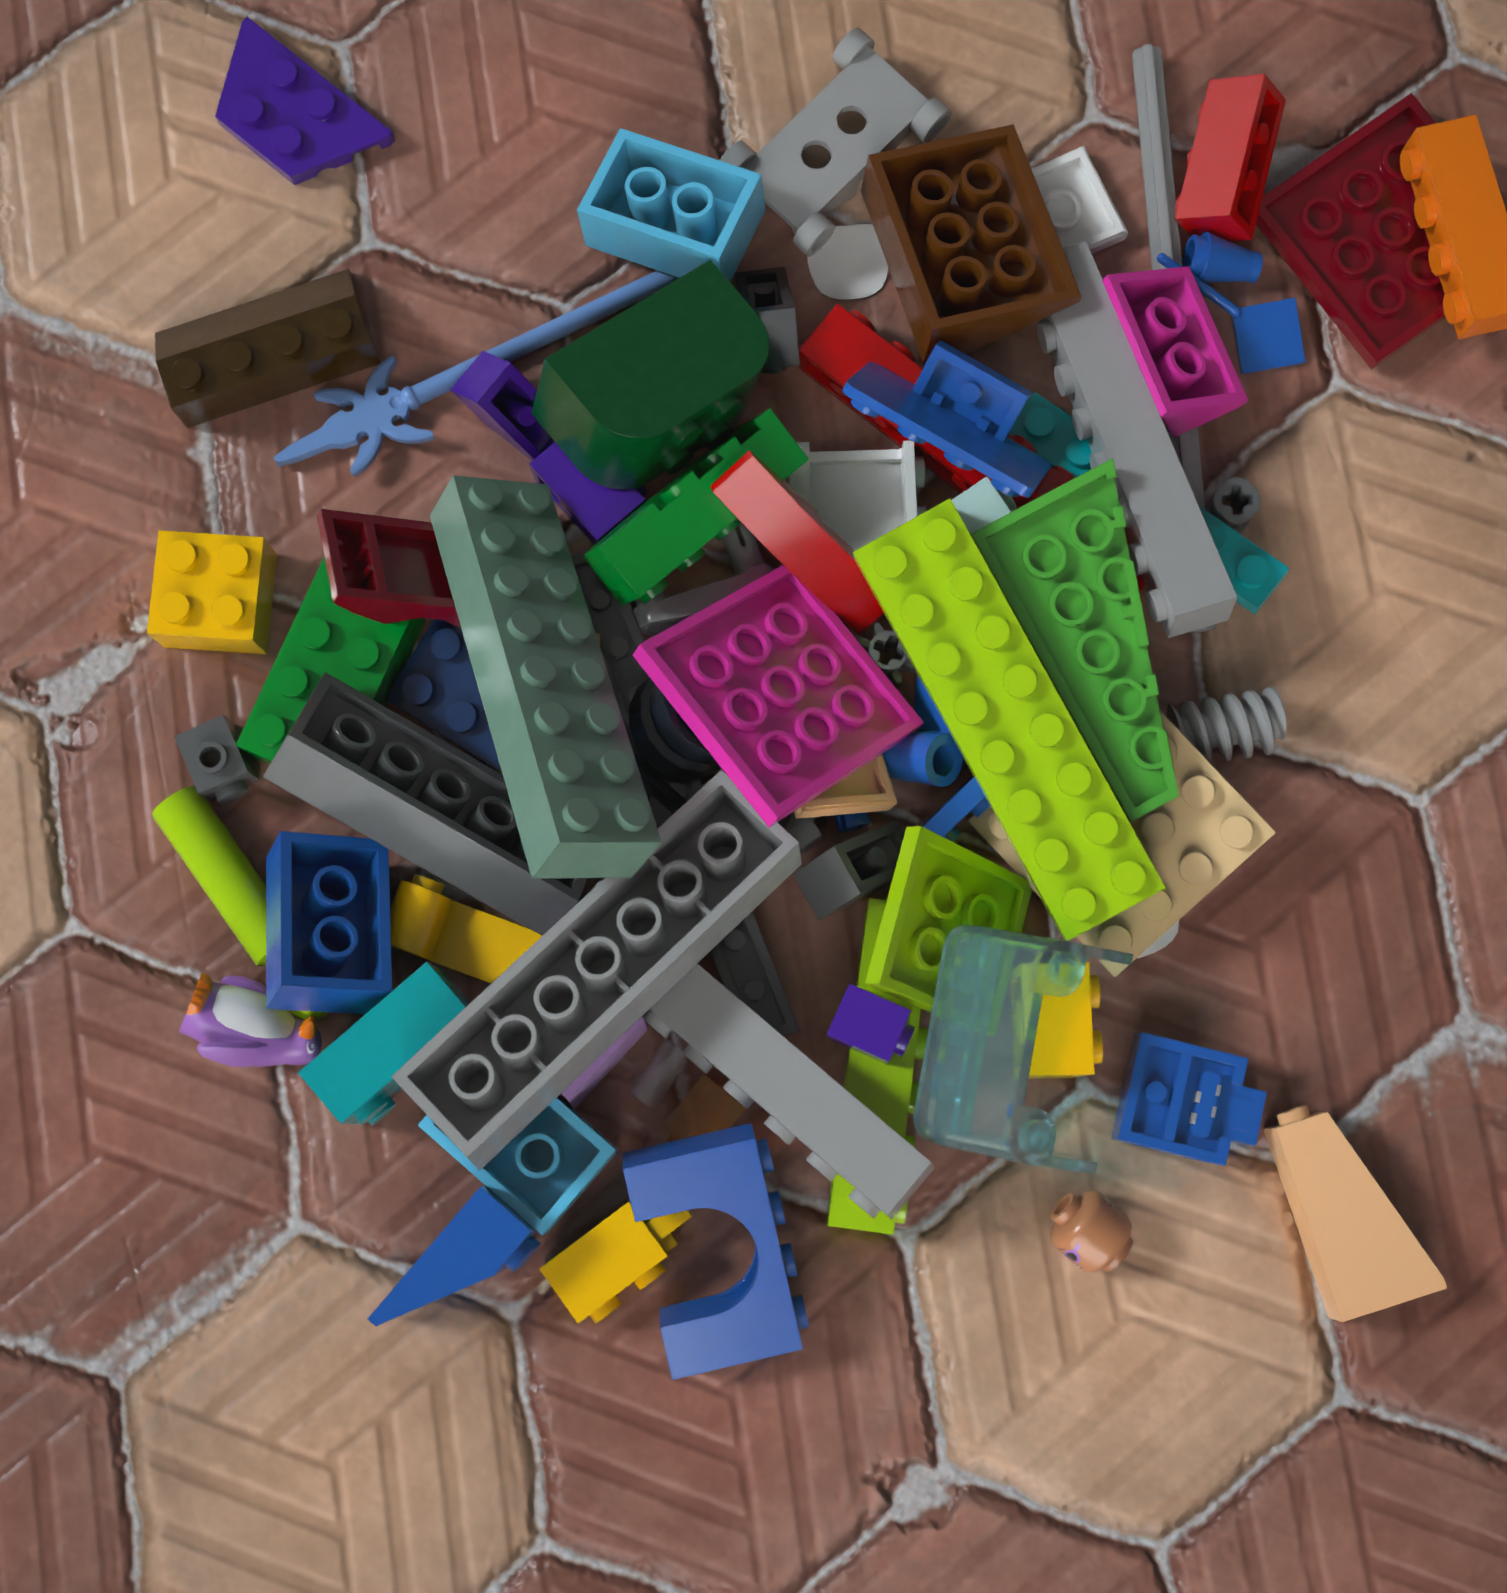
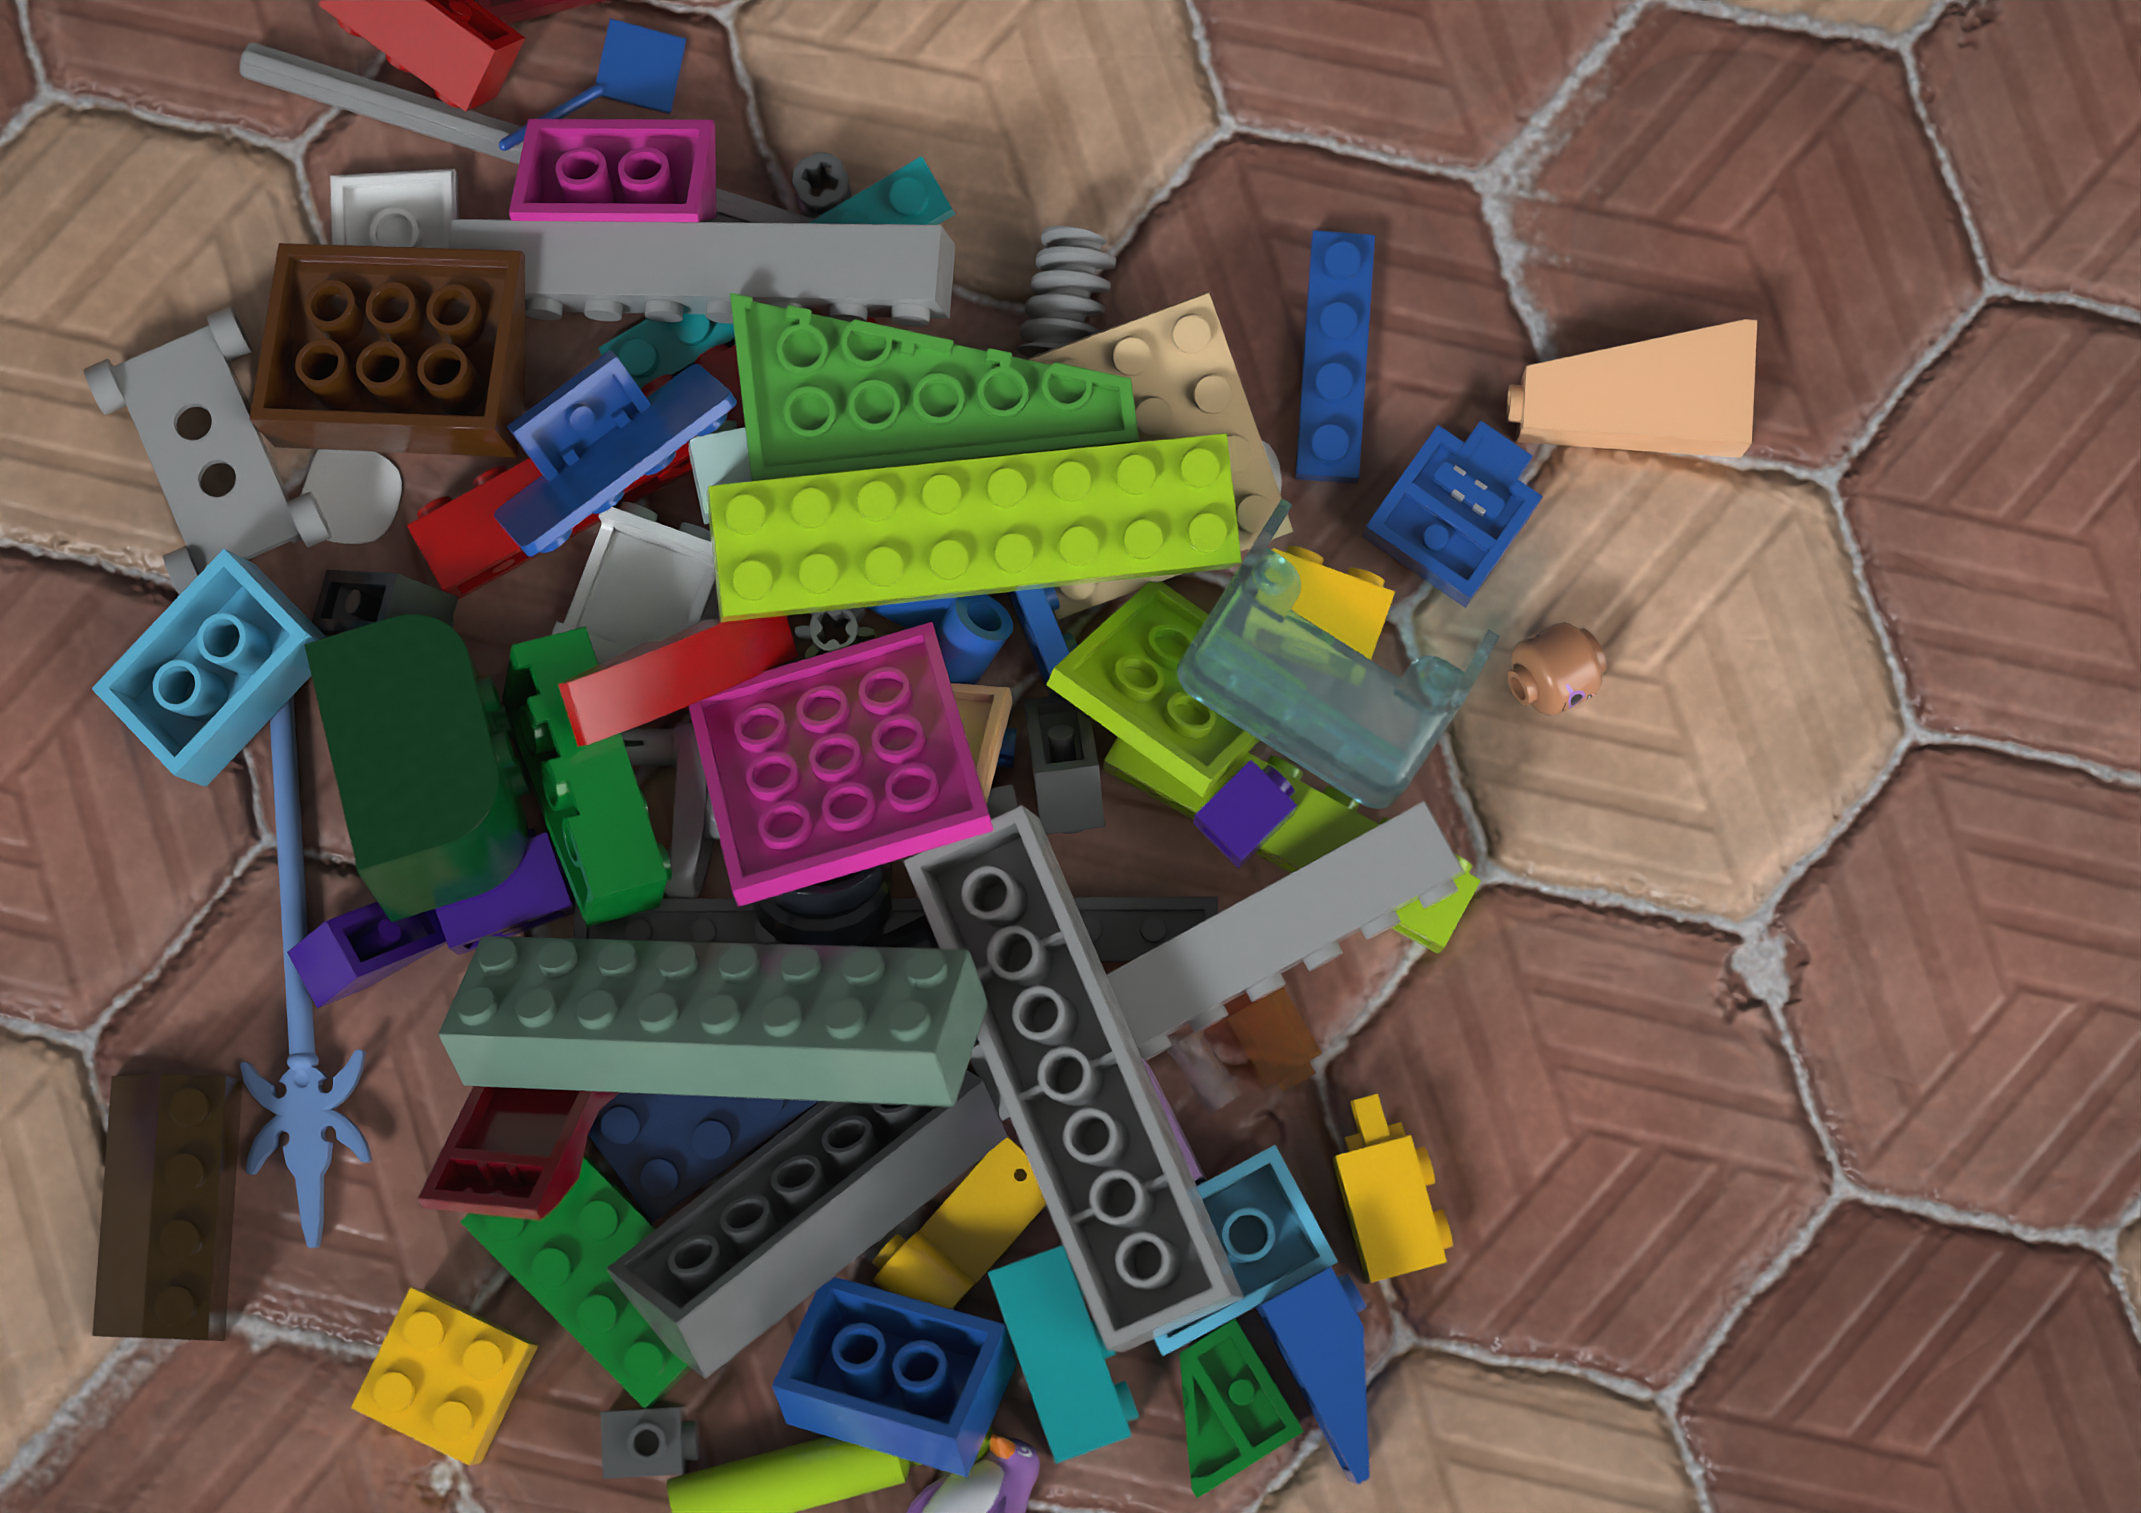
camera: 70 degrees left, 0 degrees up
(404, 1195) = (1229, 1408): none -> green wing
(755, 1314) = (1507, 1058): blue arch -> none
(1220, 260) = (532, 82): blue cone -> none
(1270, 956) = (1334, 357): none -> blue plate

